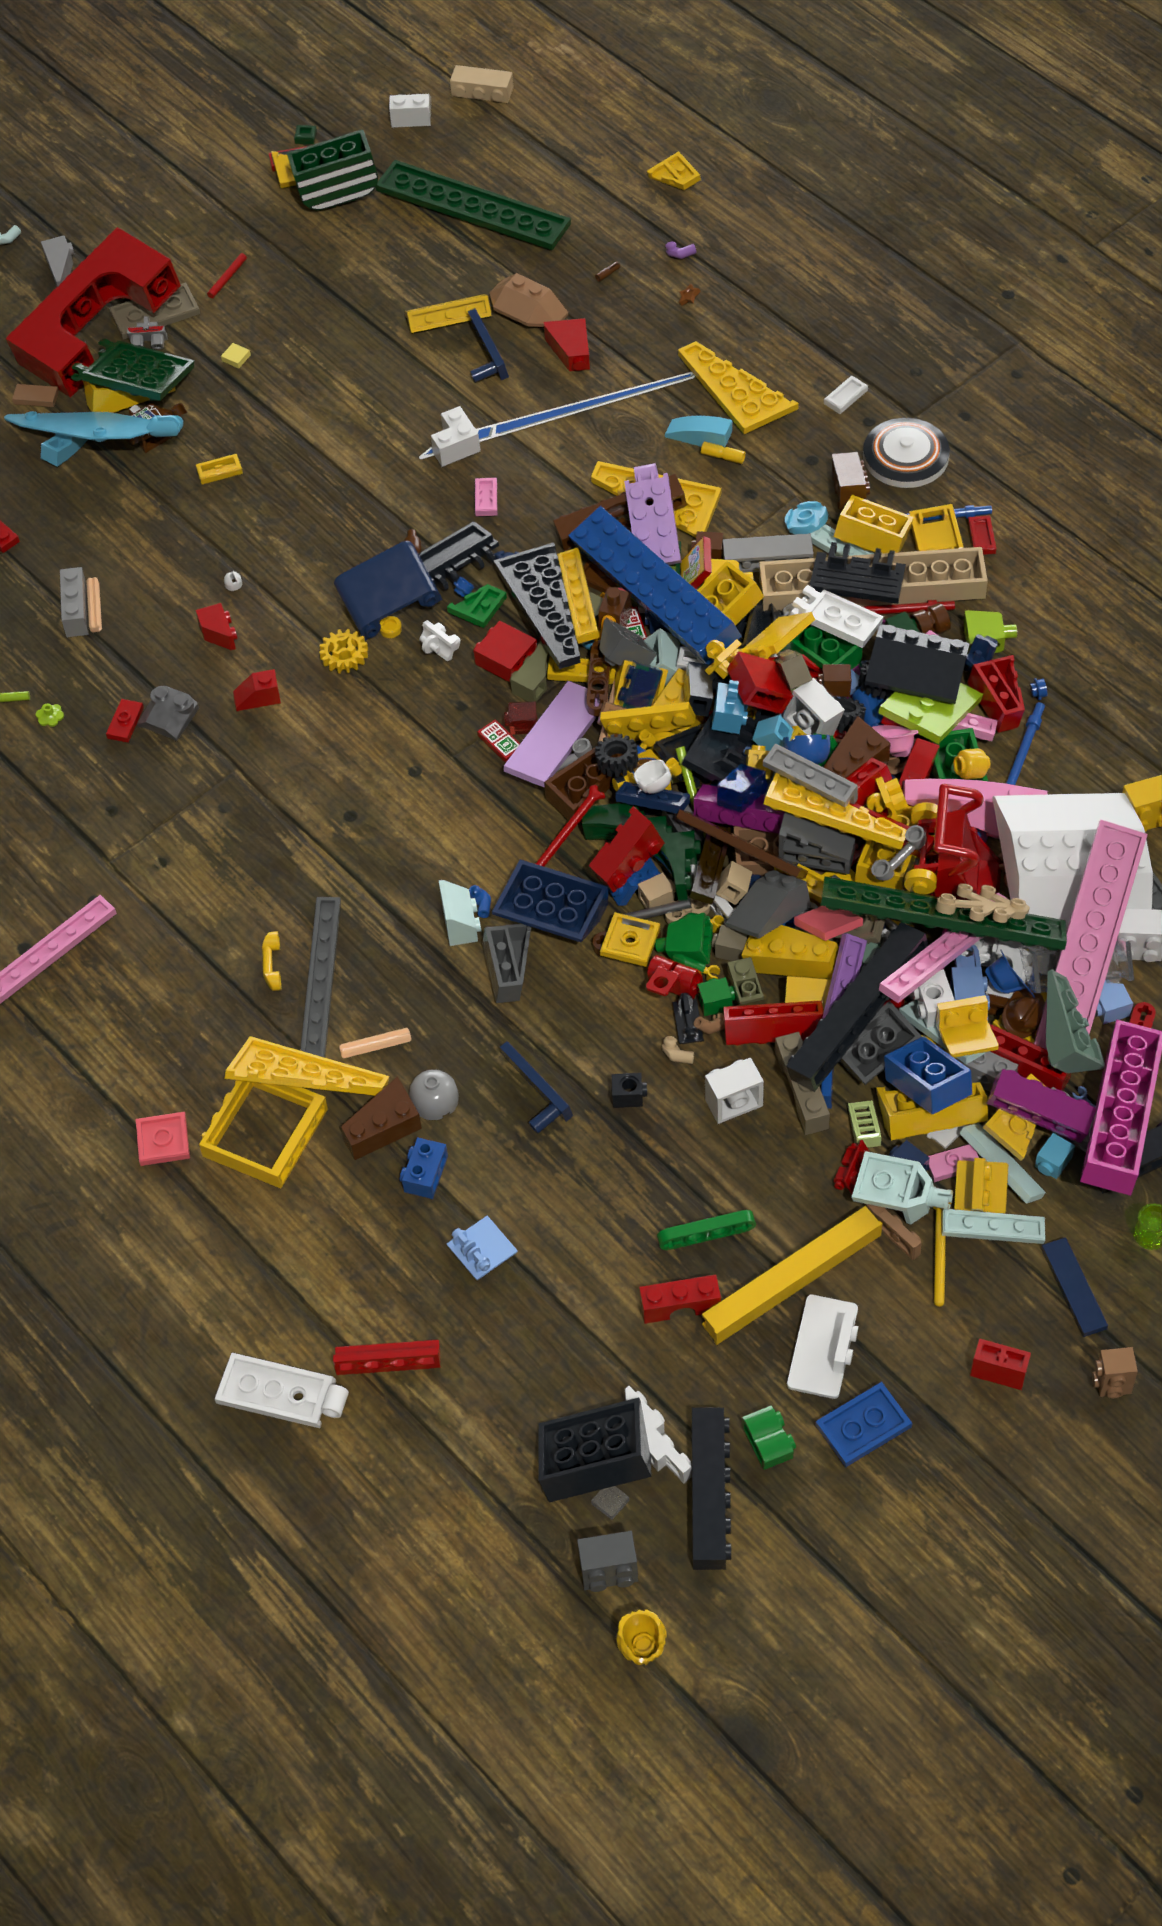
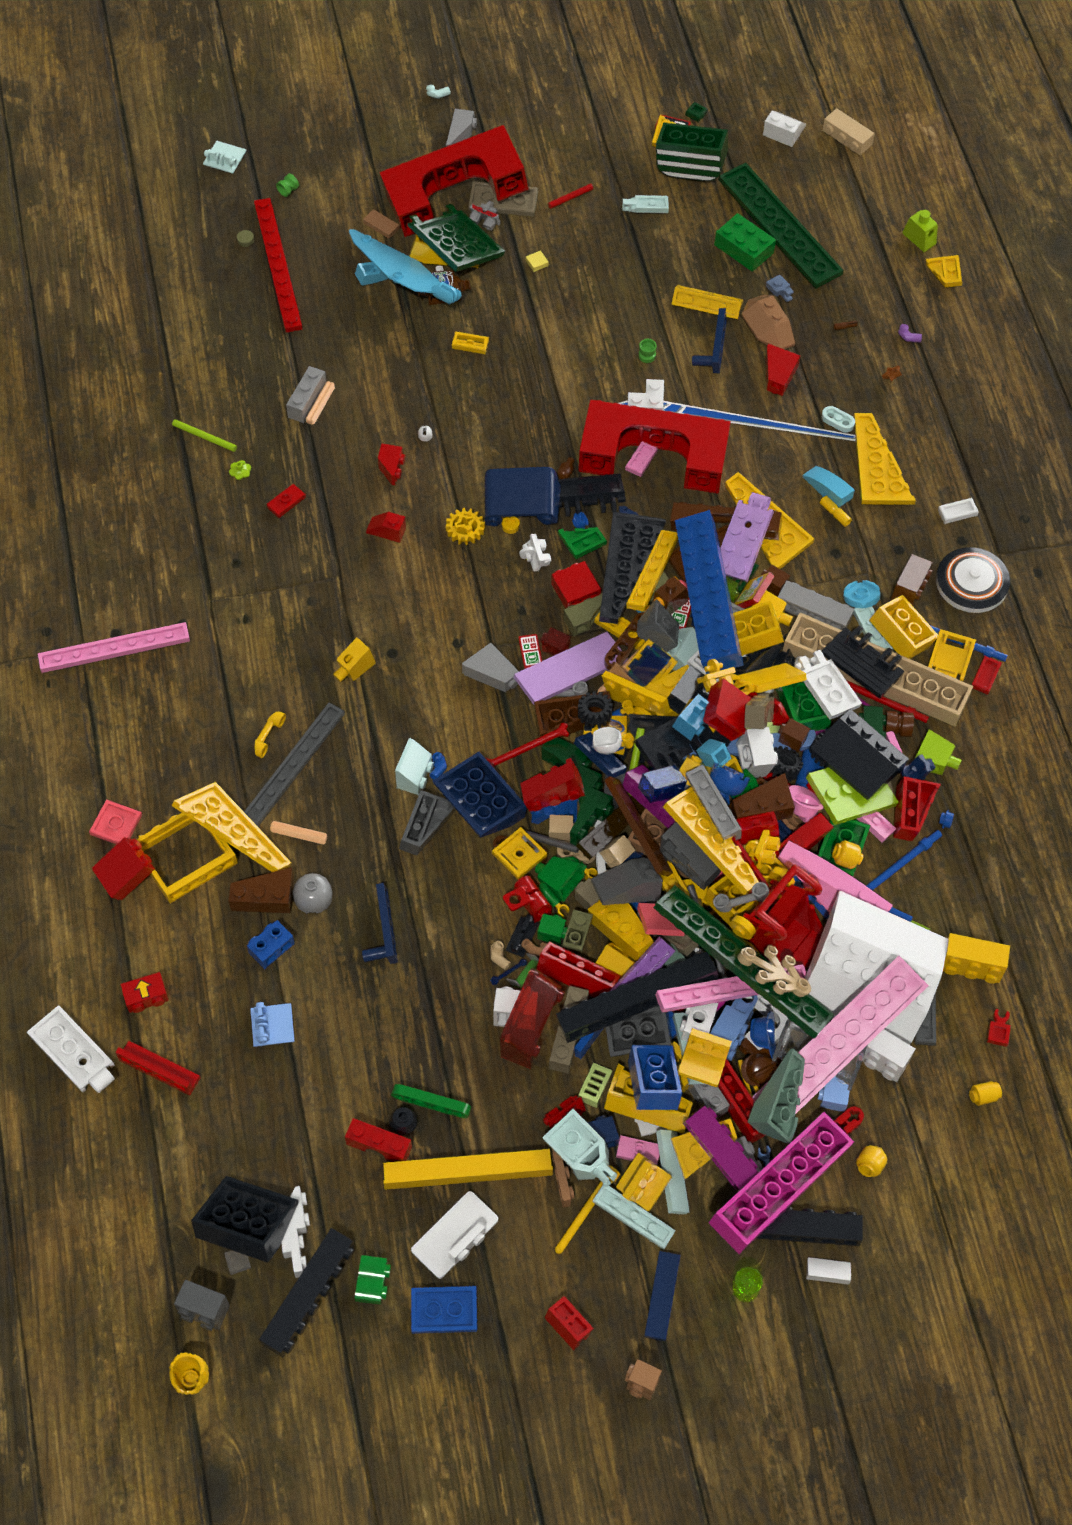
camera: 25 degrees right, 5 degrees up
(168, 712) = (318, 510): flat silver slope -> none
(209, 1174) = (123, 868): none -> red brick
(316, 247) = (646, 204): none -> light aqua hinge
(318, 839) = (354, 661): none -> yellow torso
(319, 1289) = (144, 993): none -> red brick
(418, 388) = (647, 350): none -> bright green wheel
(448, 237) = (745, 242): none -> green brick
(472, 776) = (491, 668): none -> light grey slope
(513, 264) = (780, 286): none -> sand blue plate
(533, 448) = (616, 426): none -> red arch
(625, 143) = (921, 230): none -> lime torso
(626, 1081) = (440, 958): black brick -> none
(664, 363) = (839, 420): none -> light aqua plate
(688, 1079) = (495, 980): none -> clear blue hinge
(689, 1264) = (403, 1121): none -> black cone
(718, 1051) = (521, 978): none -> bright green piece
(761, 1090) = (528, 1018): none -> clear red windscreen
(1054, 1156) = (712, 1189): medium azure brick -> none

